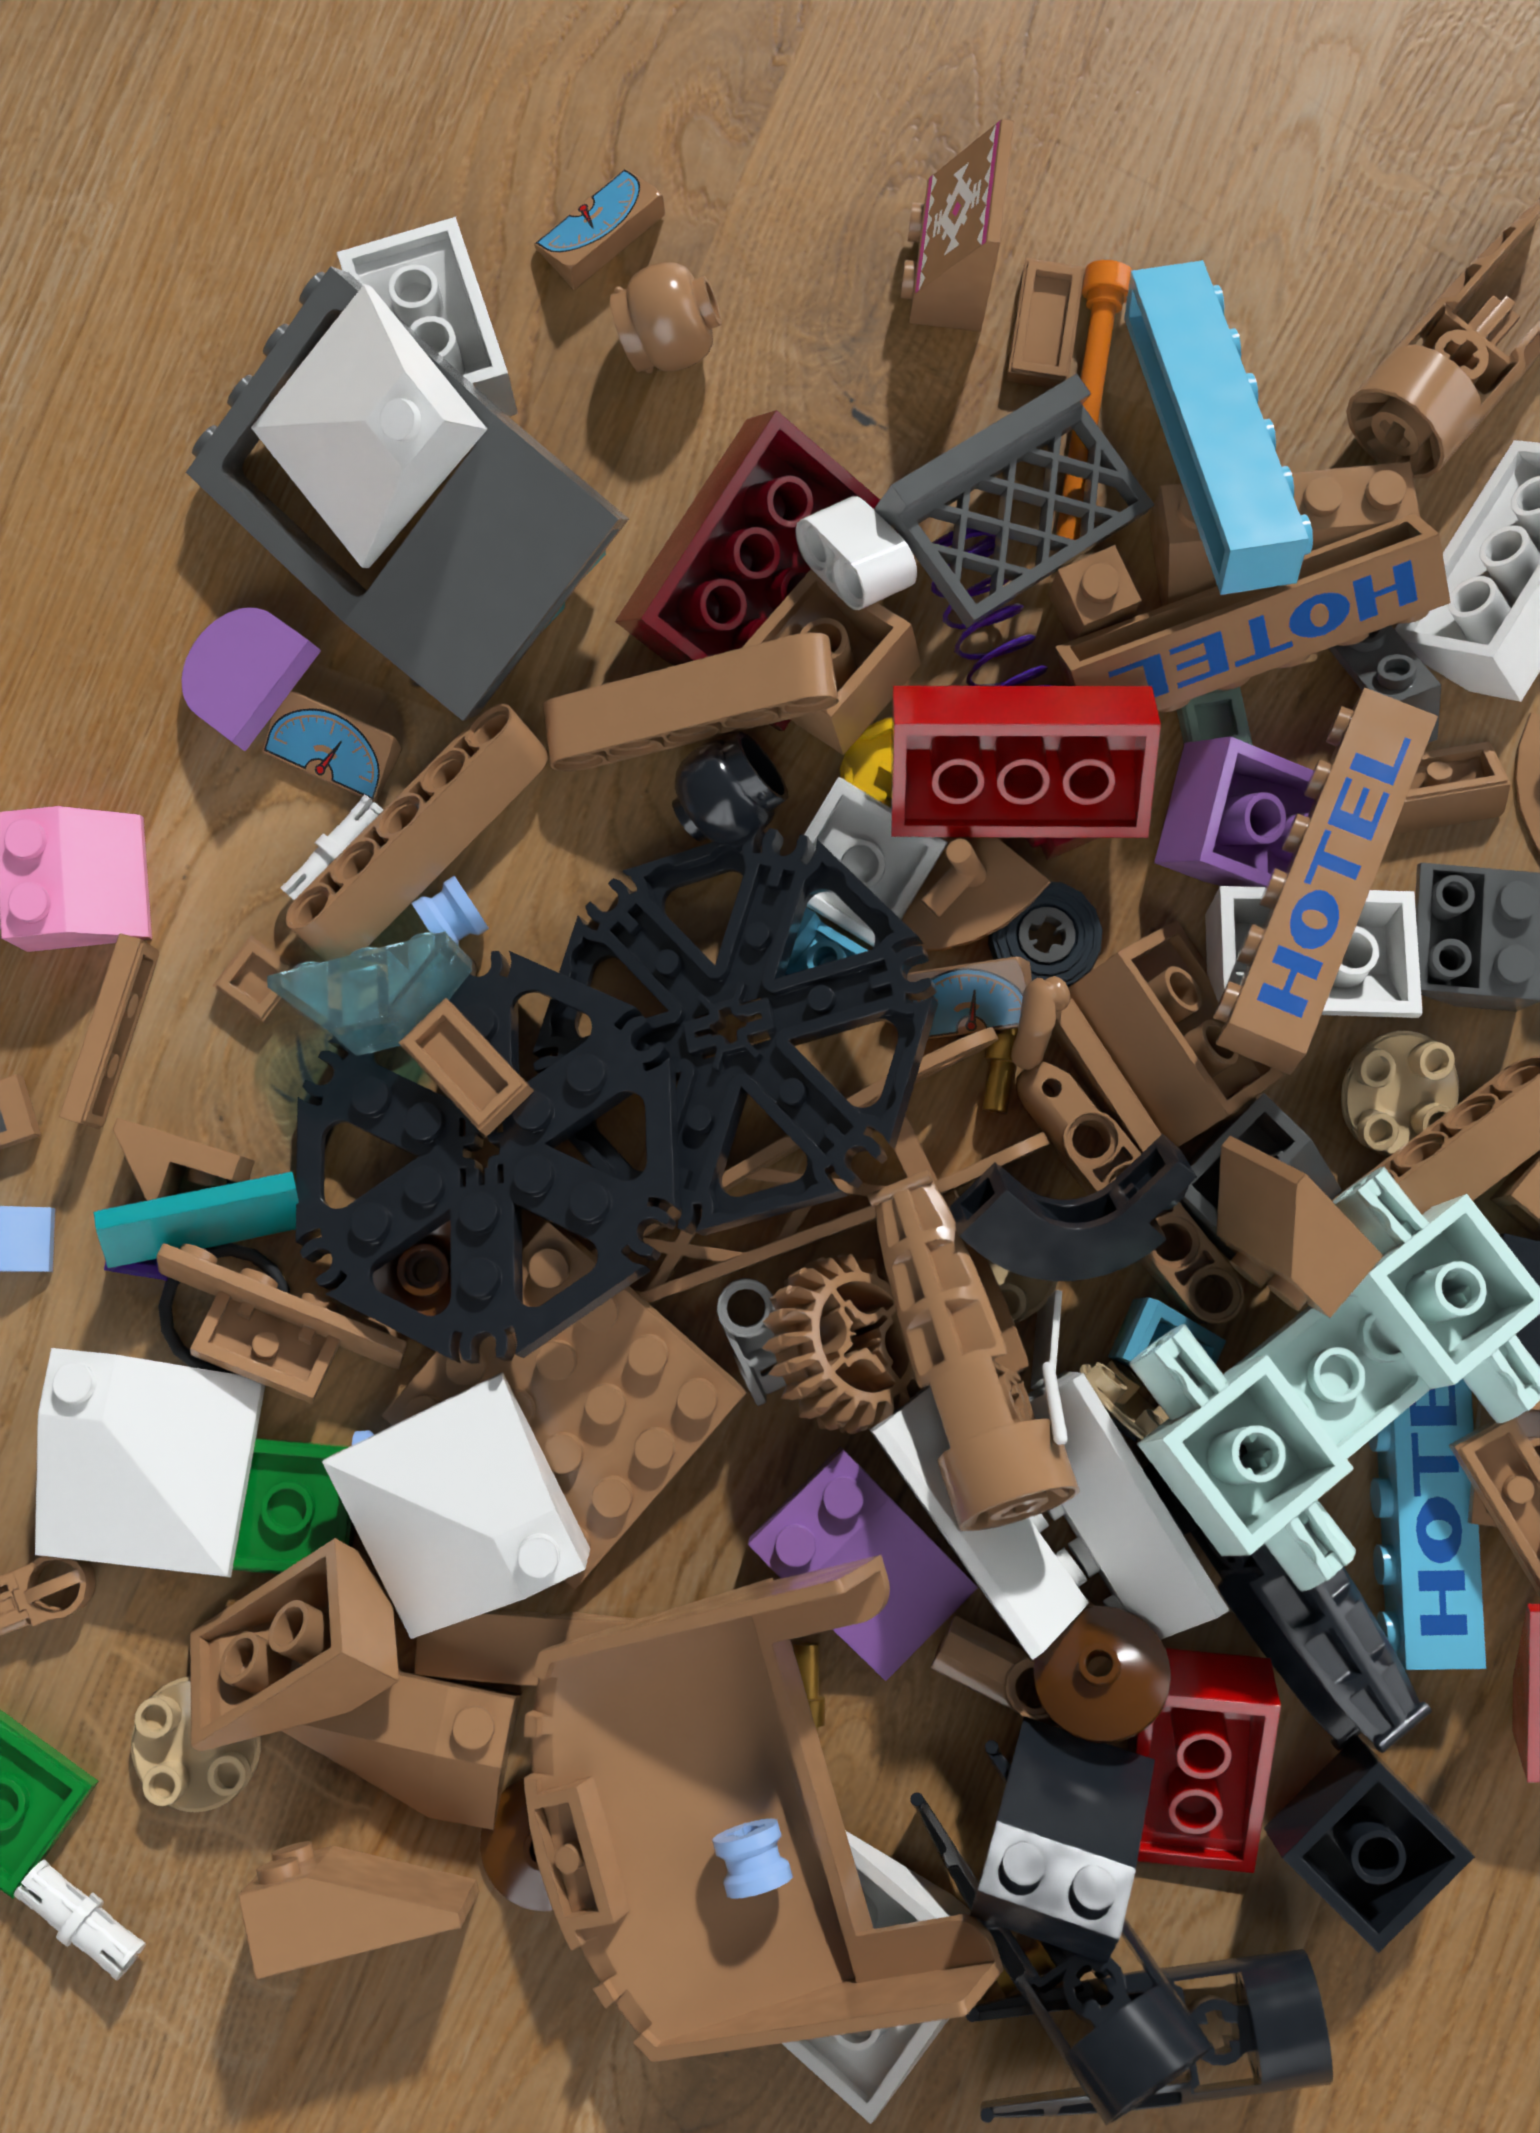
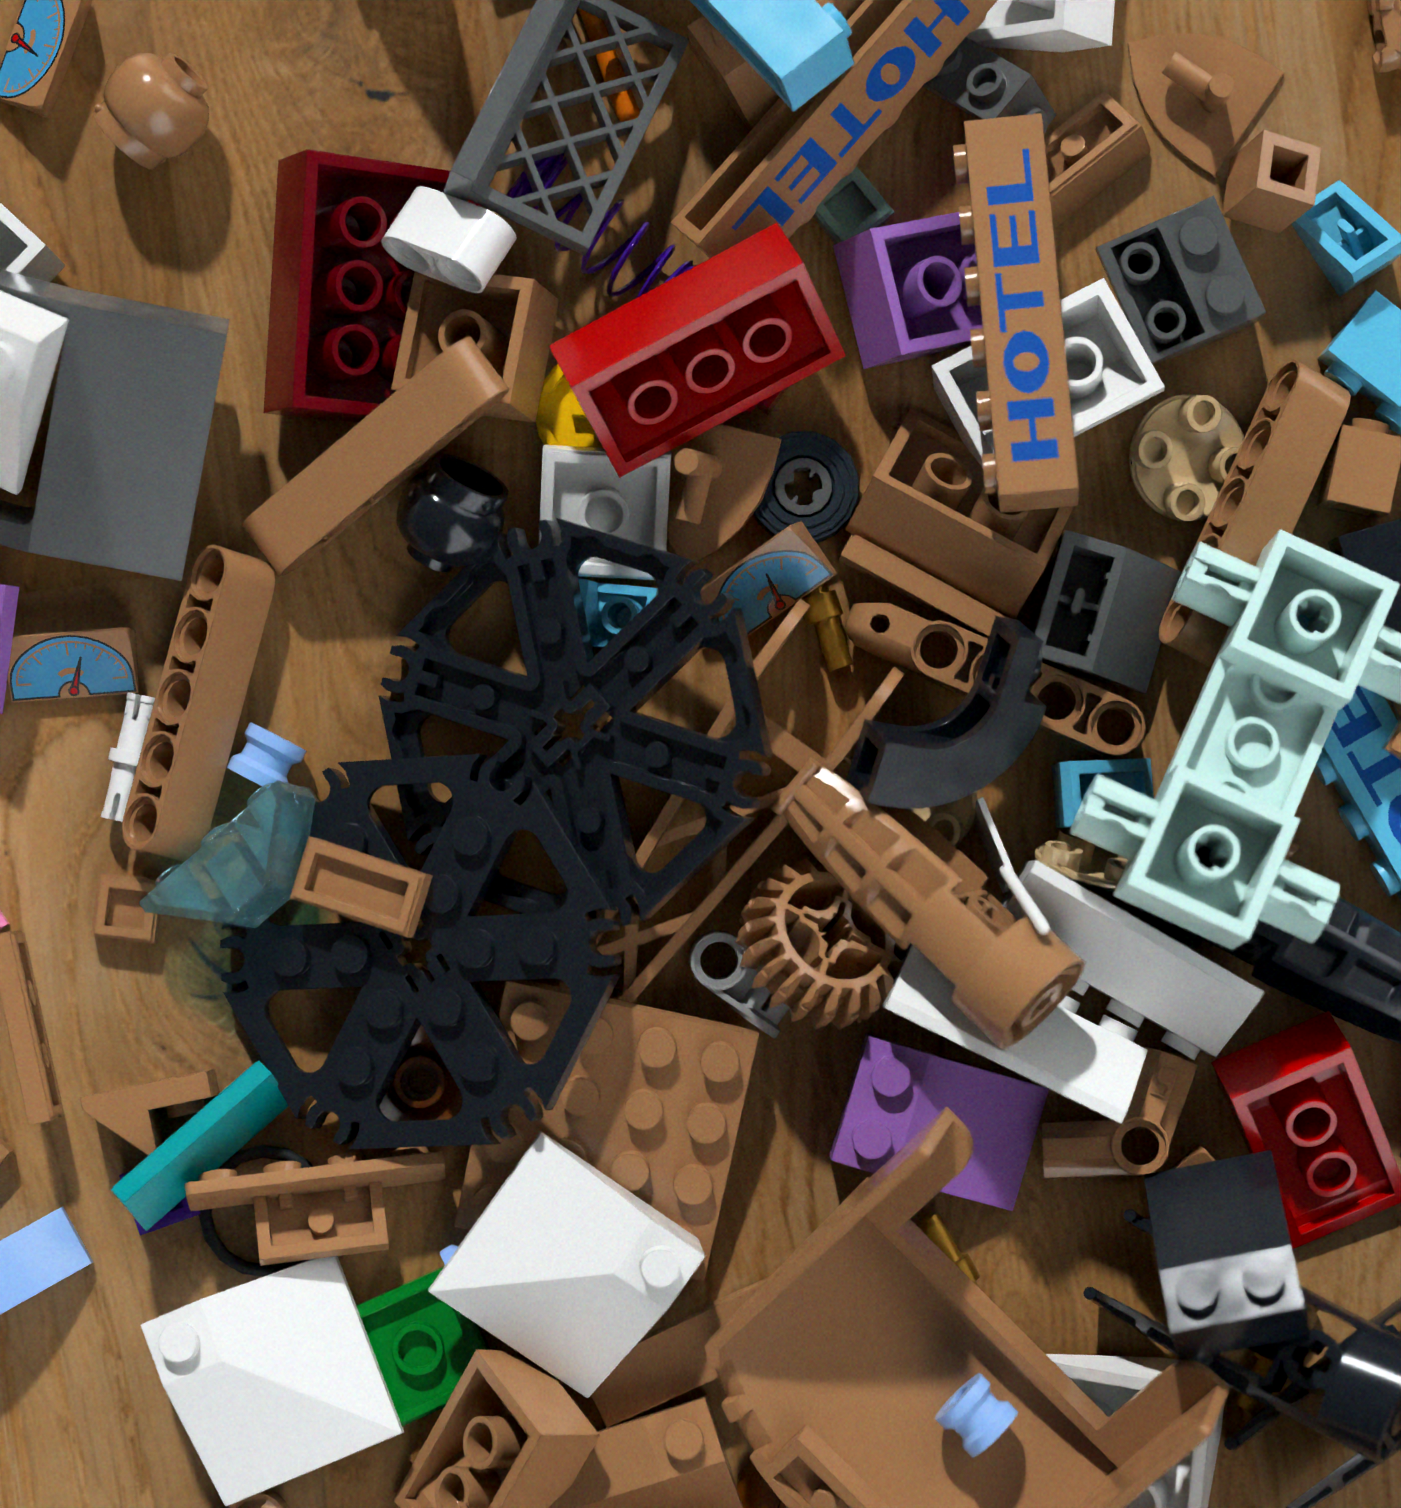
camera: 25 degrees left, 5 degrees up
(1037, 1019) = (835, 571): medium nougat arm -> none
(1093, 593) = (681, 155): medium nougat brick -> none
(1110, 1705) = (1212, 1119): reddish brown dish -> none
(1288, 1231) = (1146, 646): medium nougat slope -> none

